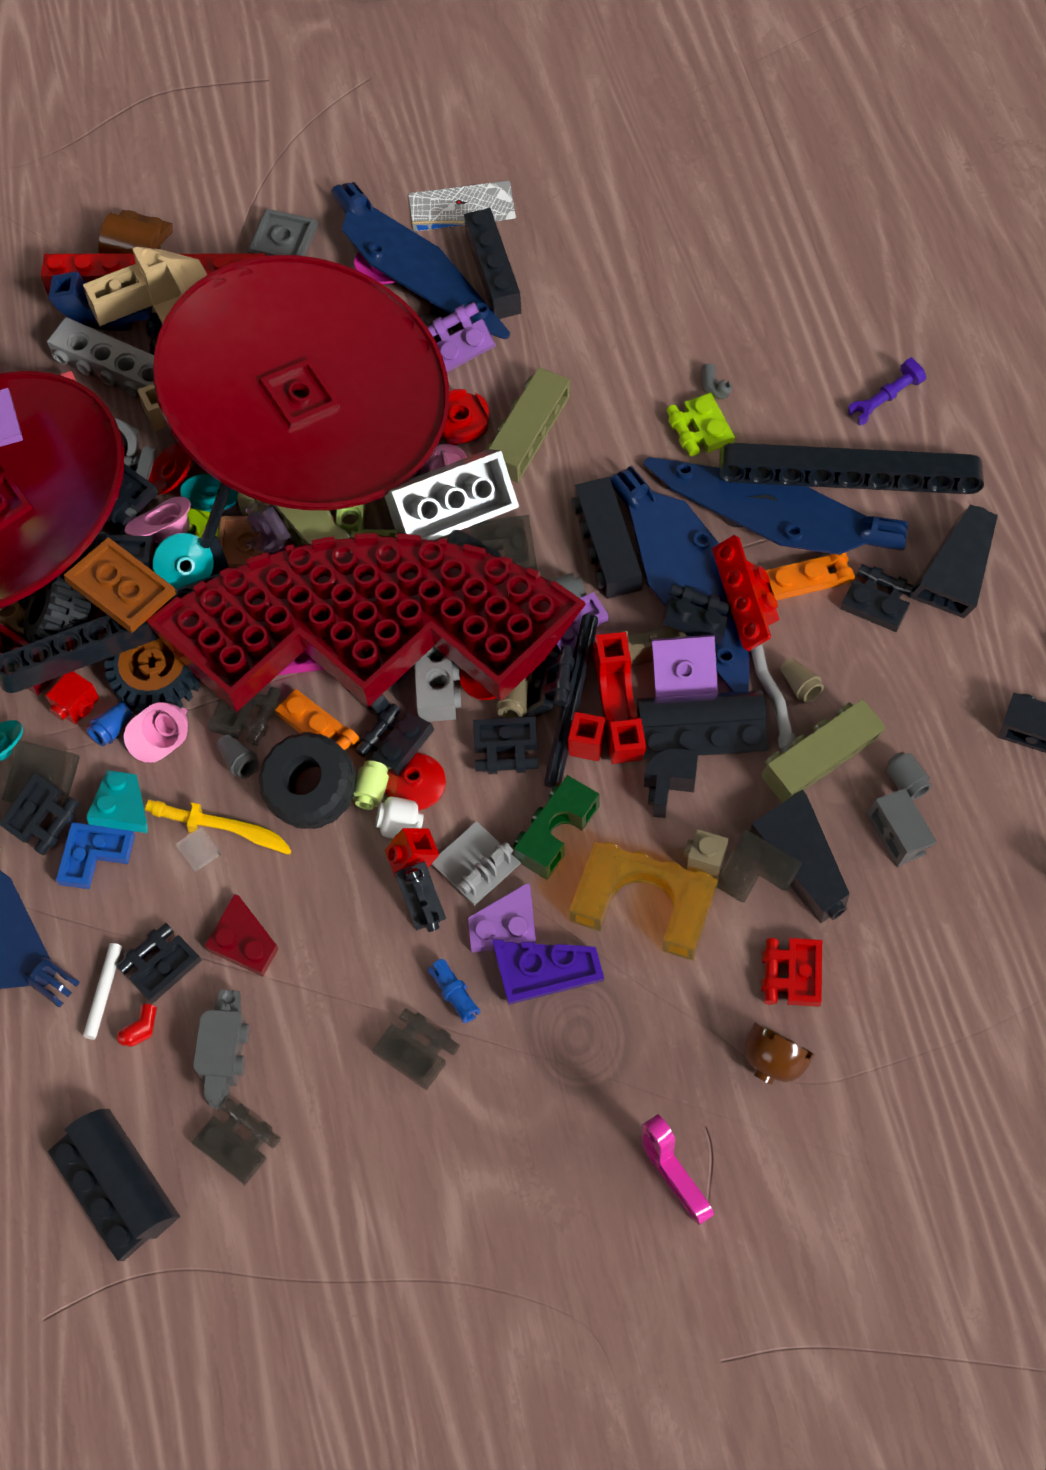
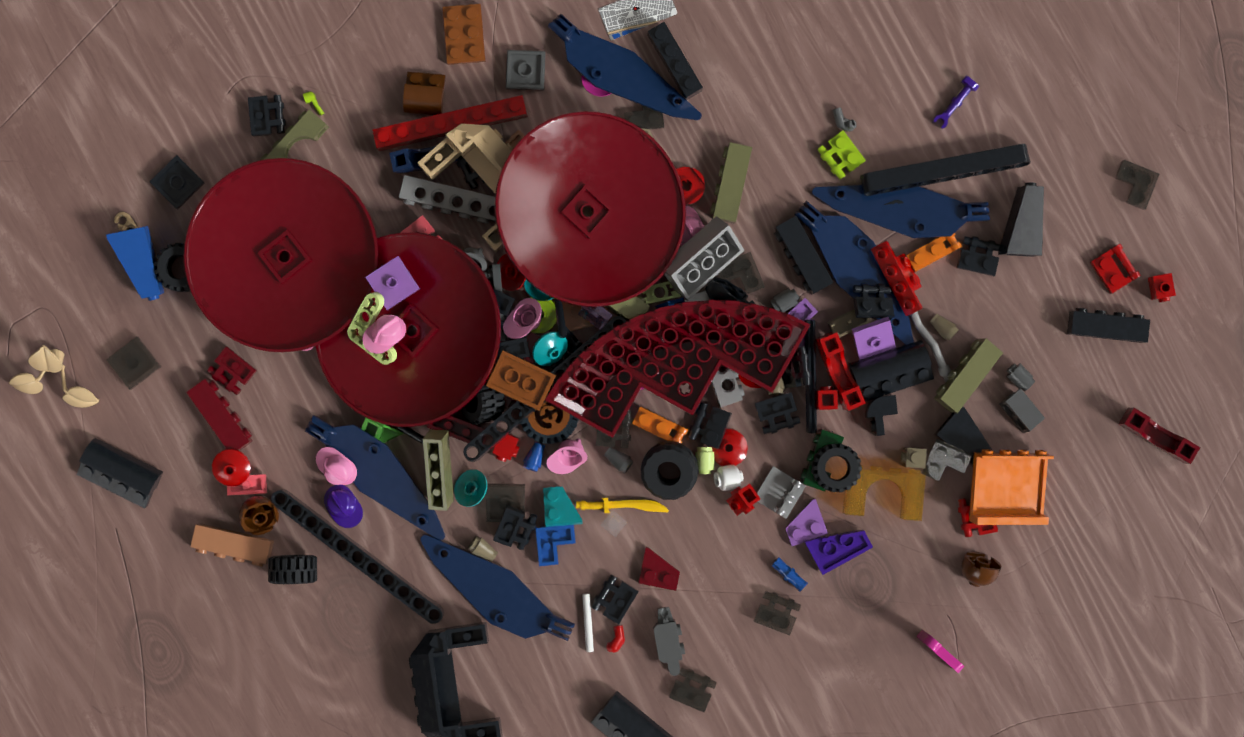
camera: 20 degrees left, 25 degrees up
(216, 186) = (464, 34): none -> dark orange plate
(420, 896) = (756, 526): black hinge -> none
(464, 344) = (674, 132): medium lavender plate -> none
(566, 802) = (848, 479): none -> black tyre
(854, 928) = (1009, 487): none -> orange panel

